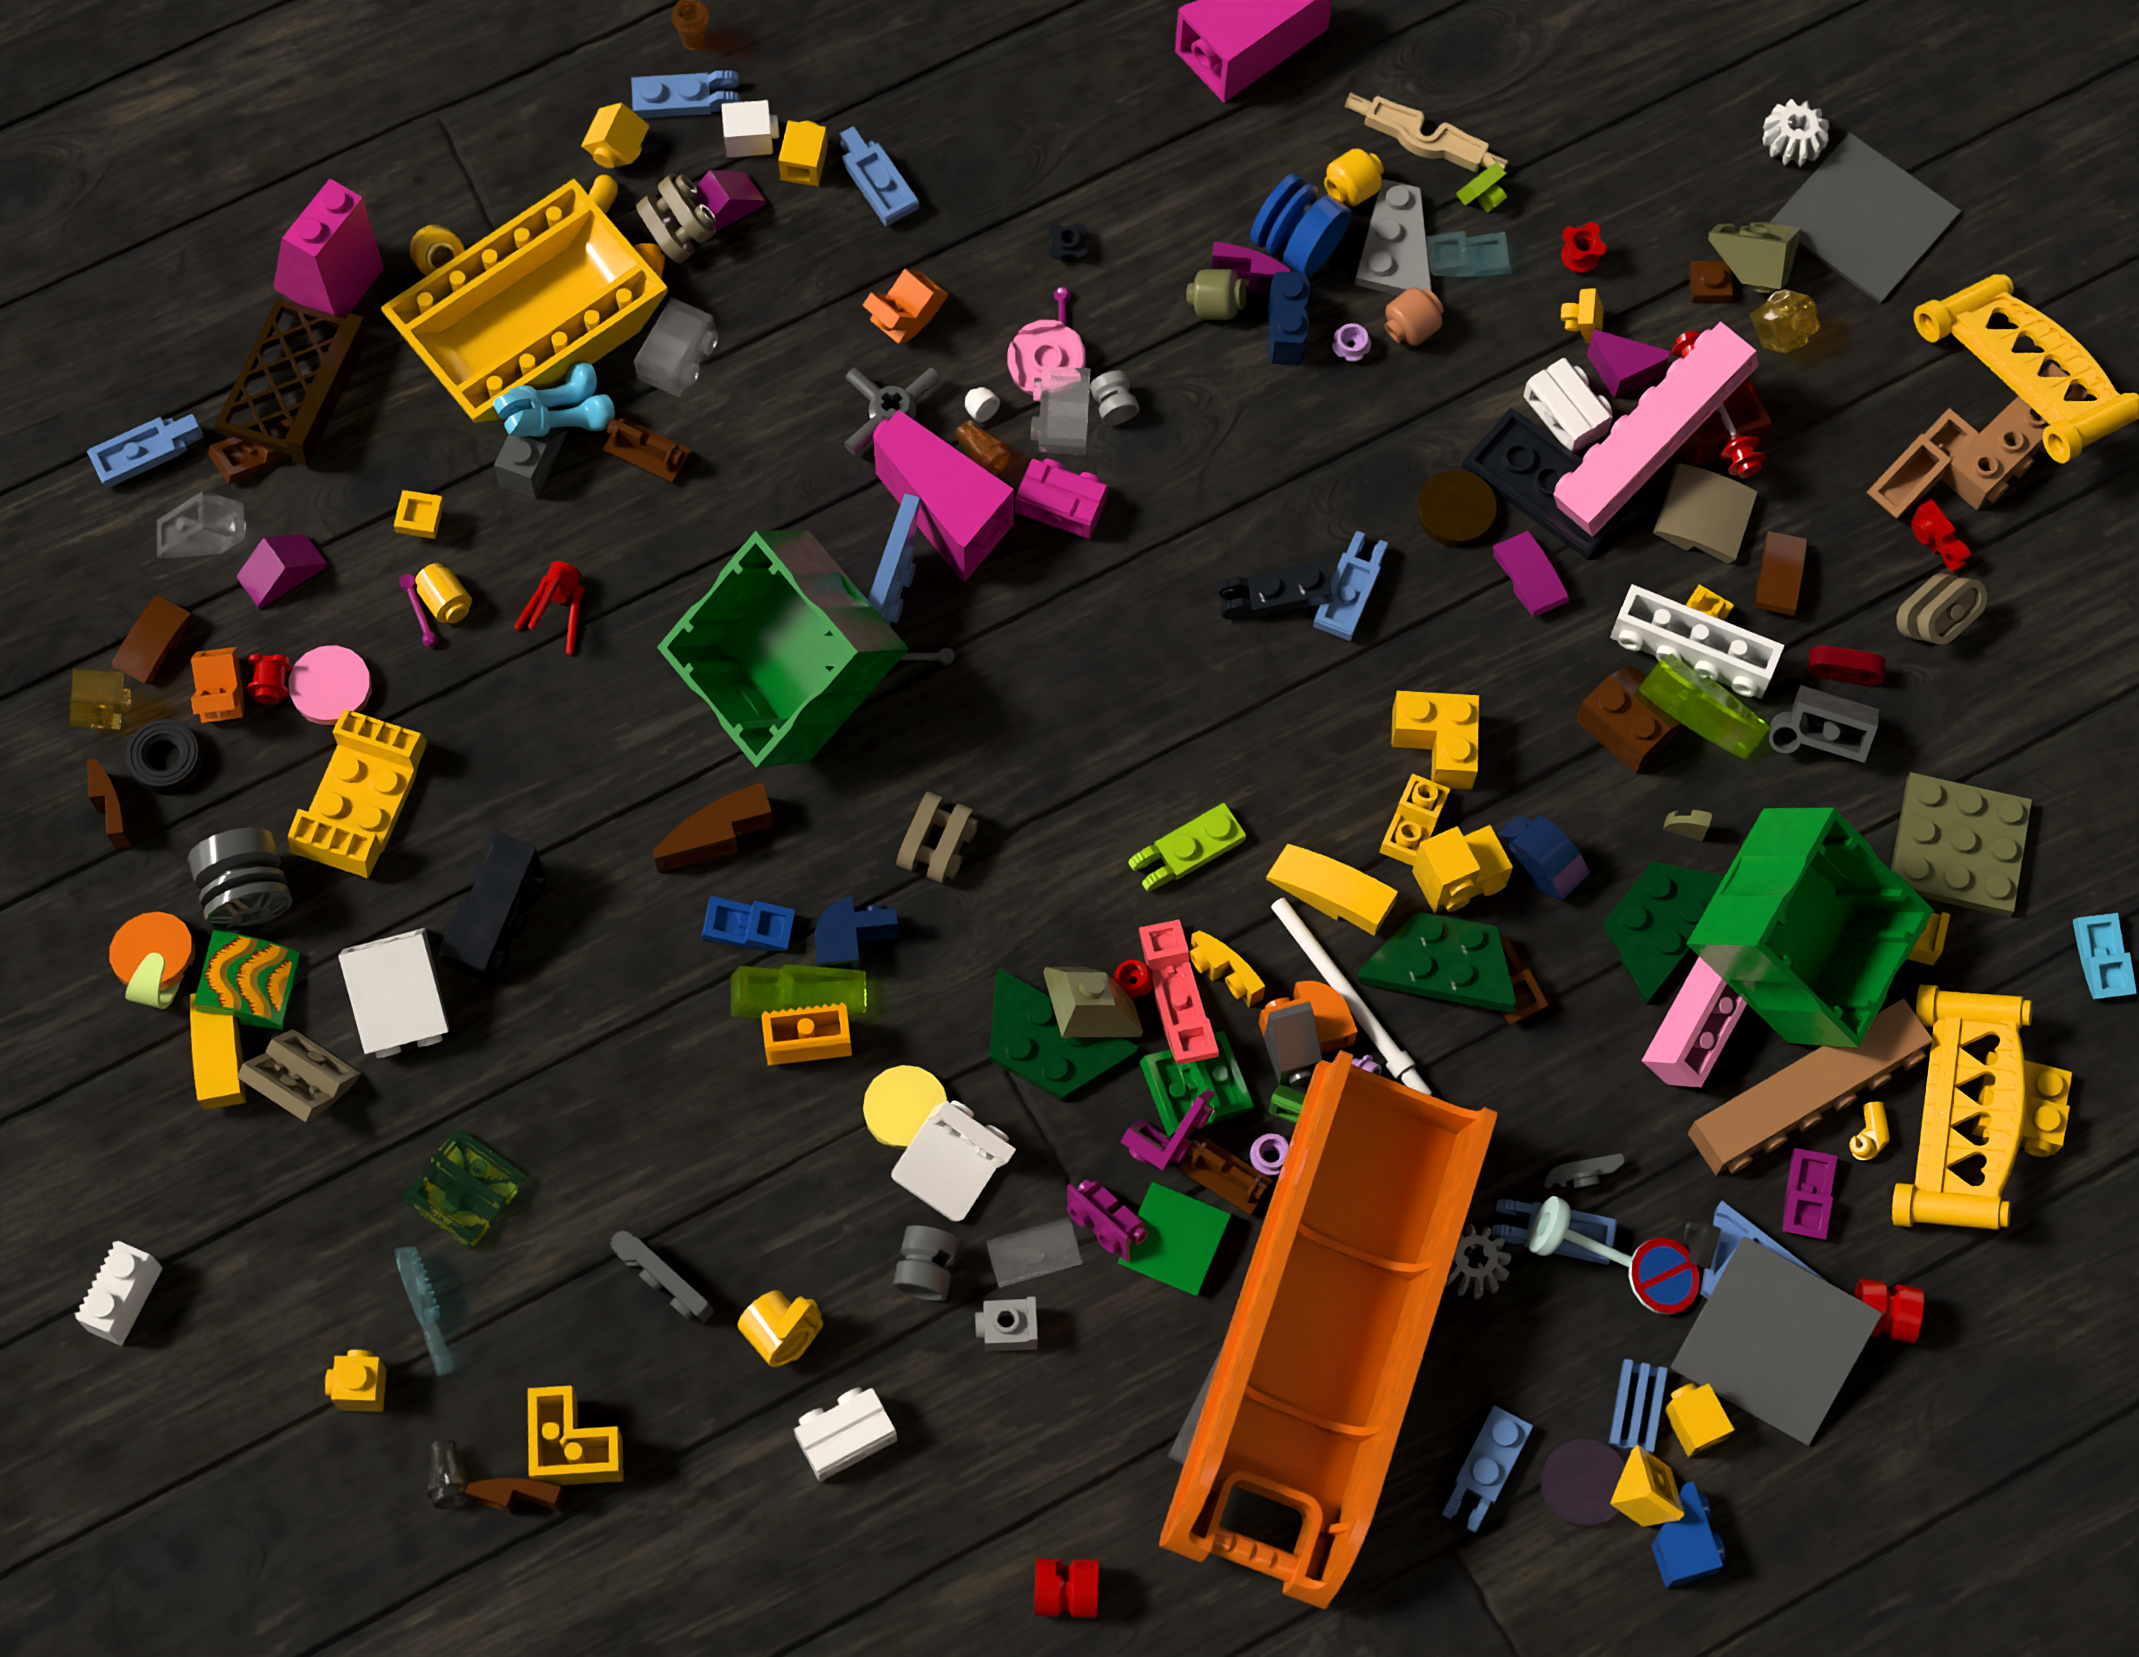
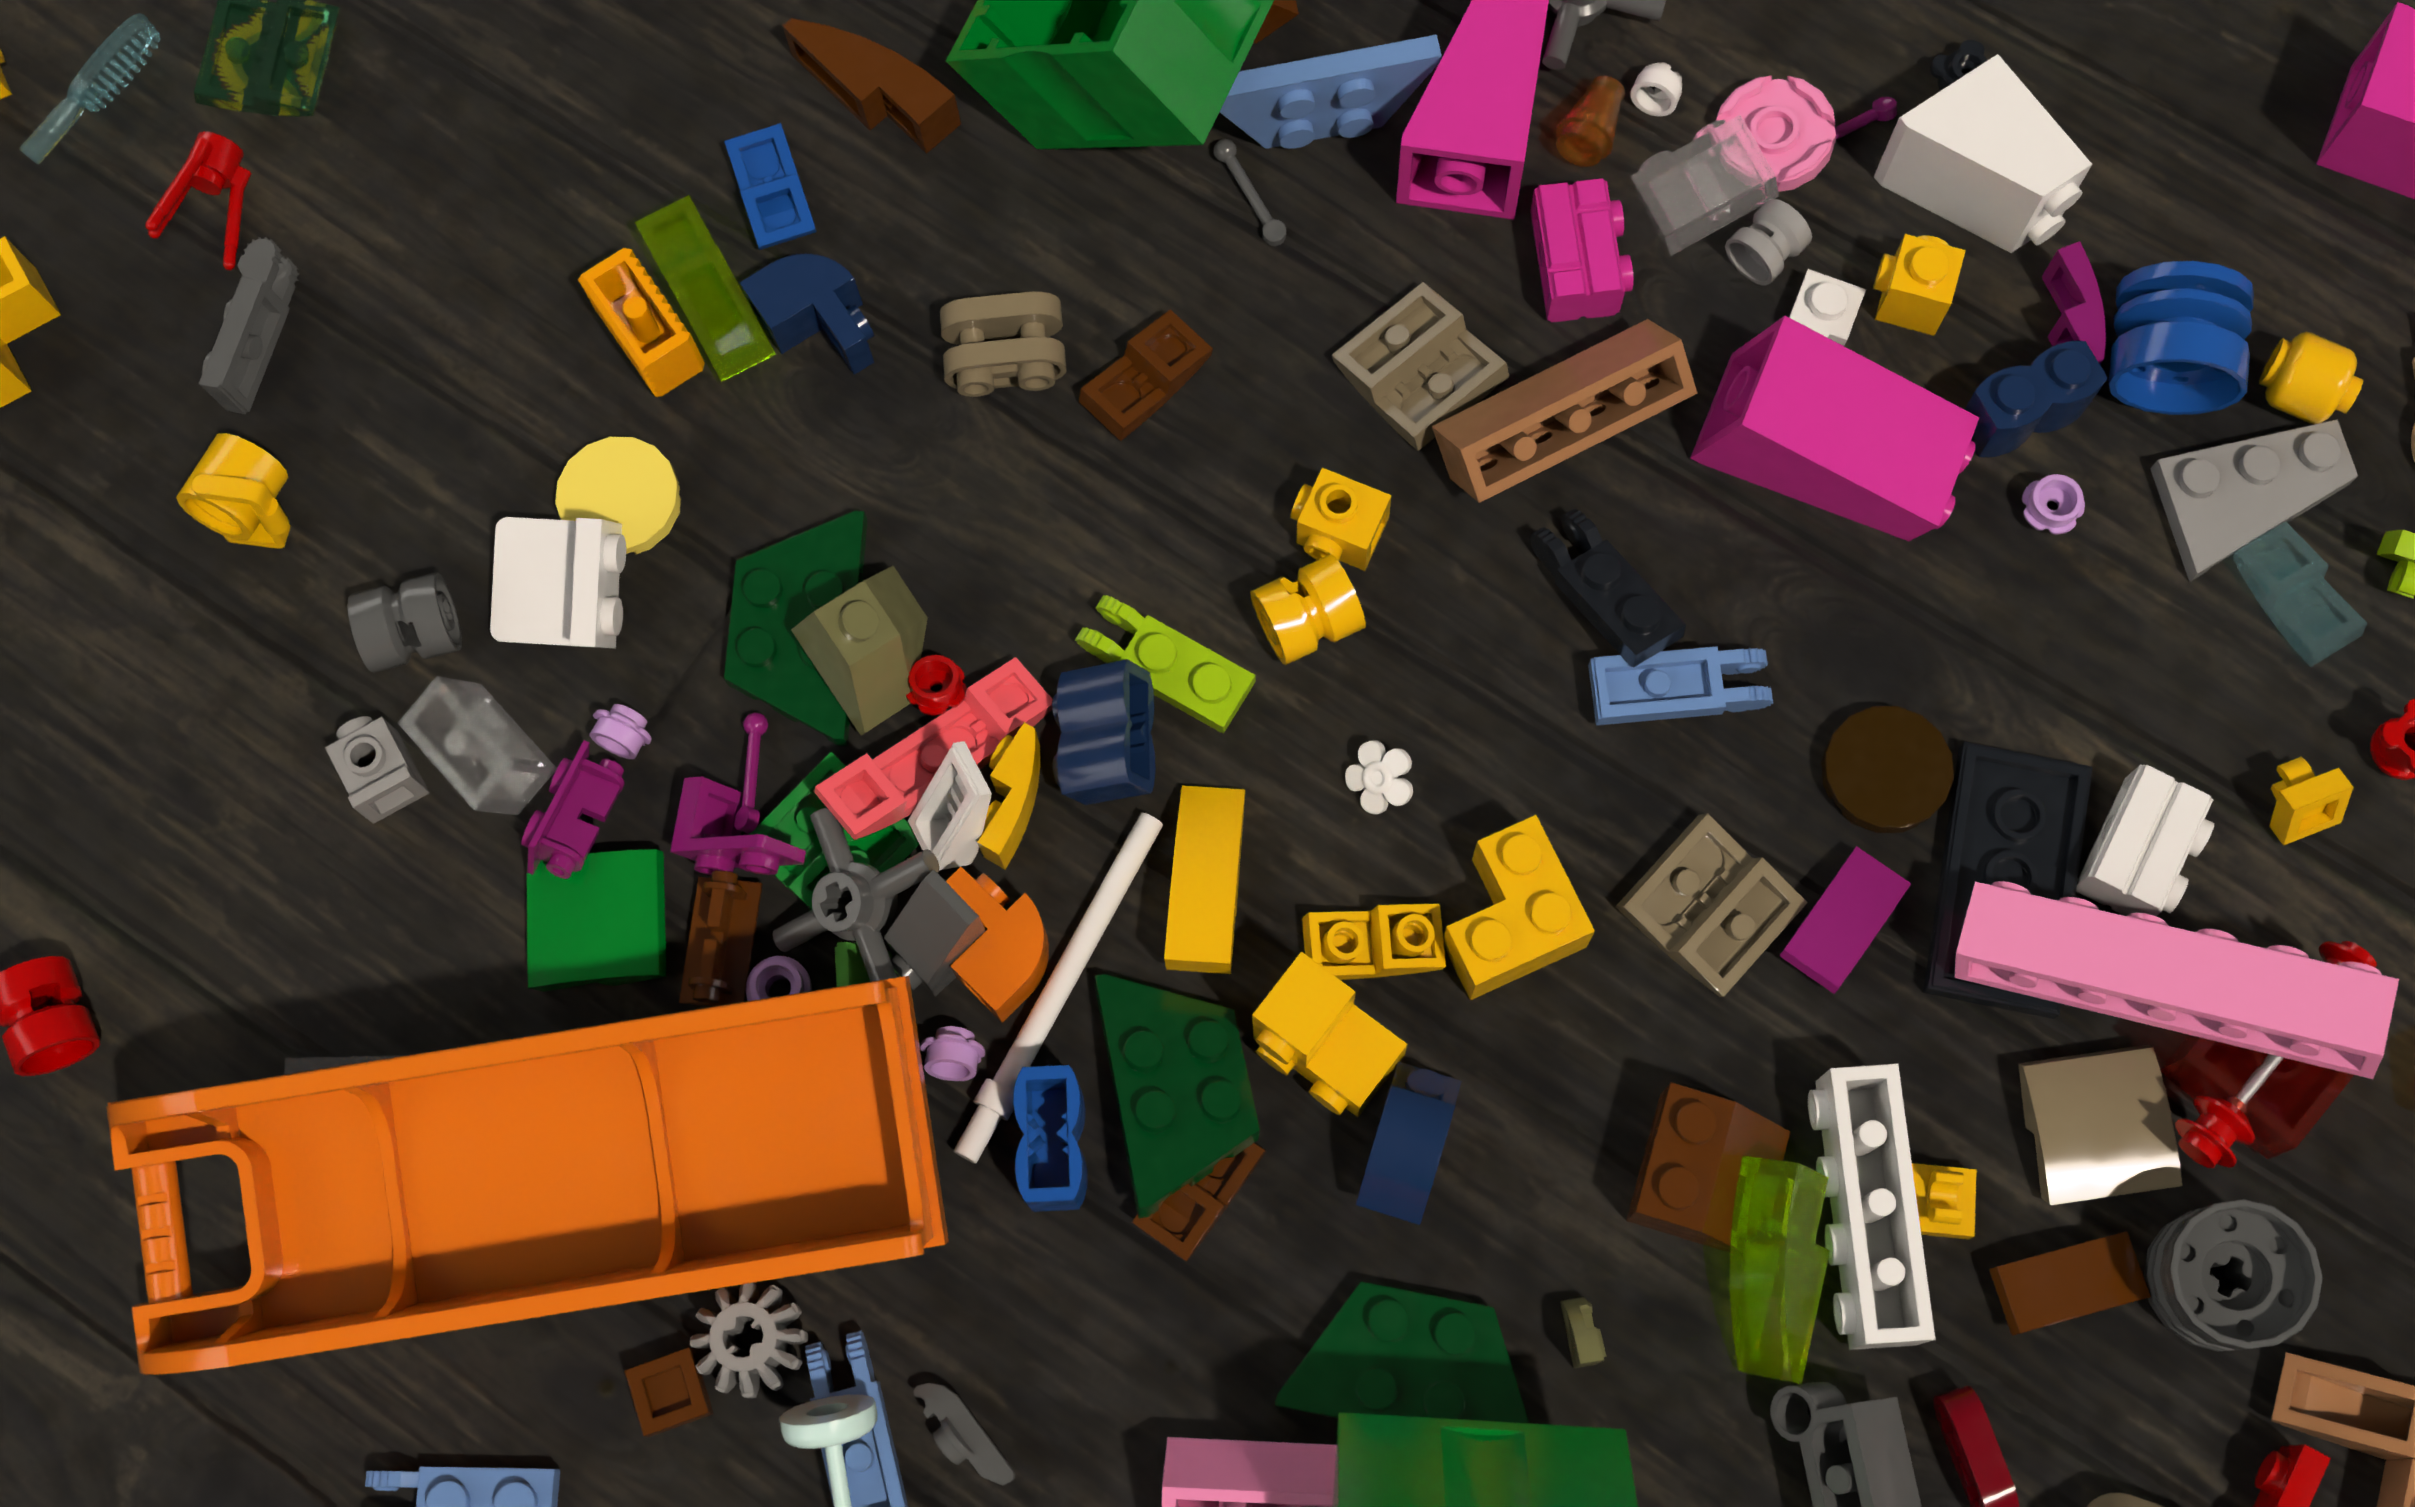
camera: 70 degrees right, 5 degrees up
(533, 1256) = (209, 169): none -> red plant
(845, 1432) = (137, 641): white brick -> none
(999, 771) = (1147, 375): none -> reddish brown slope
(1062, 1171) = (620, 731): none -> lavender plate
(1080, 620) = (1420, 365): none -> dark tan slope
(1139, 258) = (1986, 159): none -> white slope
(1156, 708) = (1340, 518): none -> yellow brick
(1160, 555) = (1565, 409): none -> medium nougat brick
(1160, 1121) = (748, 817): none -> magenta hinge
(1175, 395) = (1827, 305): none -> white plate
(1187, 335) = (1918, 283): none -> yellow brick
(1202, 754) = (1308, 609): none -> yellow wheel
(1217, 294) = (2008, 292): olive head -> none
(1217, 897) = (1105, 732): none -> dark blue brick
(1226, 1018) = (953, 810): none -> white slope
(1239, 1066) = (854, 898): none -> dark grey bar
(1250, 427) = (1836, 432): none -> dark pink slope
(1321, 767) = (1379, 777): none -> white plant
(1413, 316) = (2145, 563): nougat head -> none
(1454, 1043) = (1048, 1158): none -> blue brick
(1481, 1321) = (668, 1392): none -> reddish brown plate
(1485, 637) = (1711, 905): none -> dark tan slope
(1624, 362) = (2268, 892): magenta slope -> none
(1825, 473) = (2265, 1257): none -> dark grey wheel

